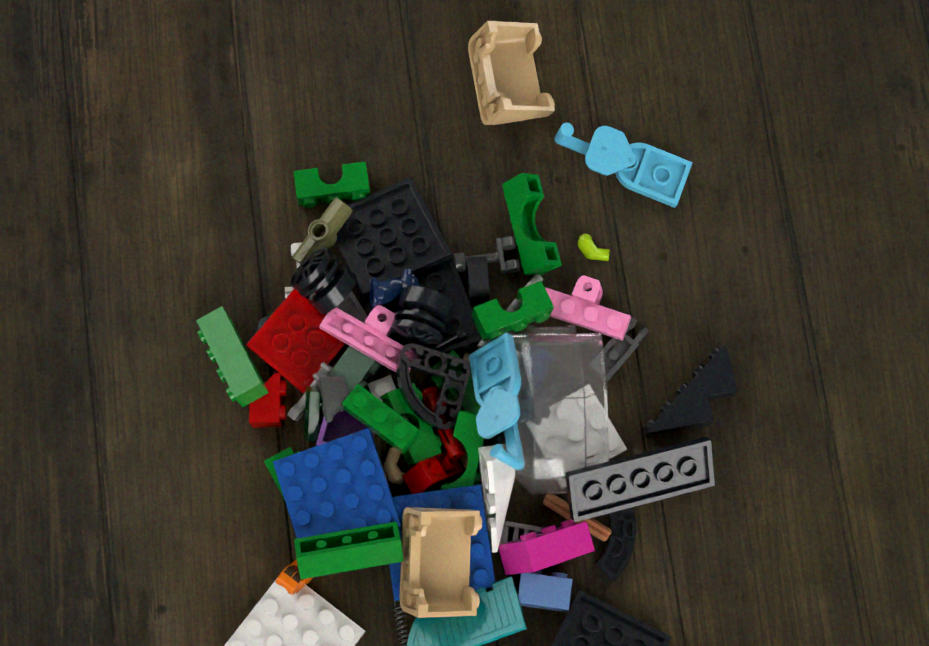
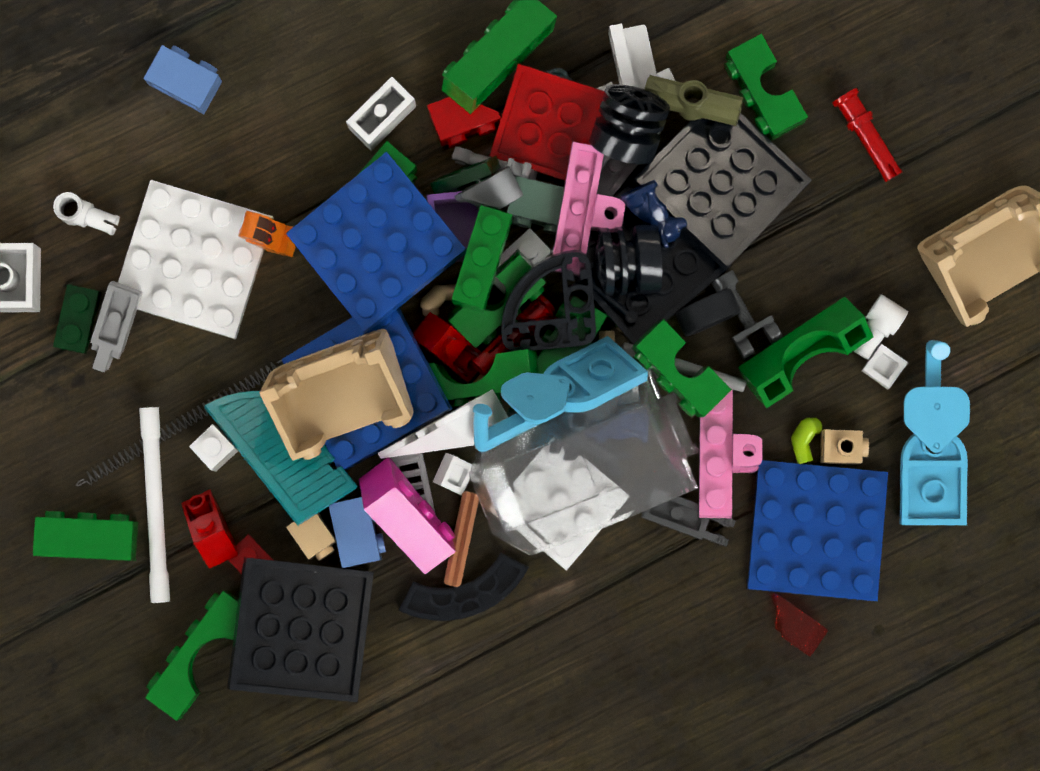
camera: 70 degrees right, 10 degrees up
(153, 597) = (183, 79): none -> medium blue brick
(241, 458) = (381, 113): none -> white brick
(270, 268) = (632, 54): none -> white panel
(348, 550) = (311, 281): green brick -> none
(383, 130) = (860, 121): none -> red pin
(527, 504) = (453, 474): none -> white plate
(529, 162) = (883, 319): none -> white pin
(538, 624) = (313, 537): none -> tan brick
(560, 176) = (884, 366): none -> white plate
(607, 232) = (831, 447): none -> tan brick
(640, 479) = (530, 599): plate -> none
(660, 264) = (817, 530): none -> blue plate
(692, 405) = (650, 631): black slope -> none
(723, 302) = (797, 626): none -> clear red slope

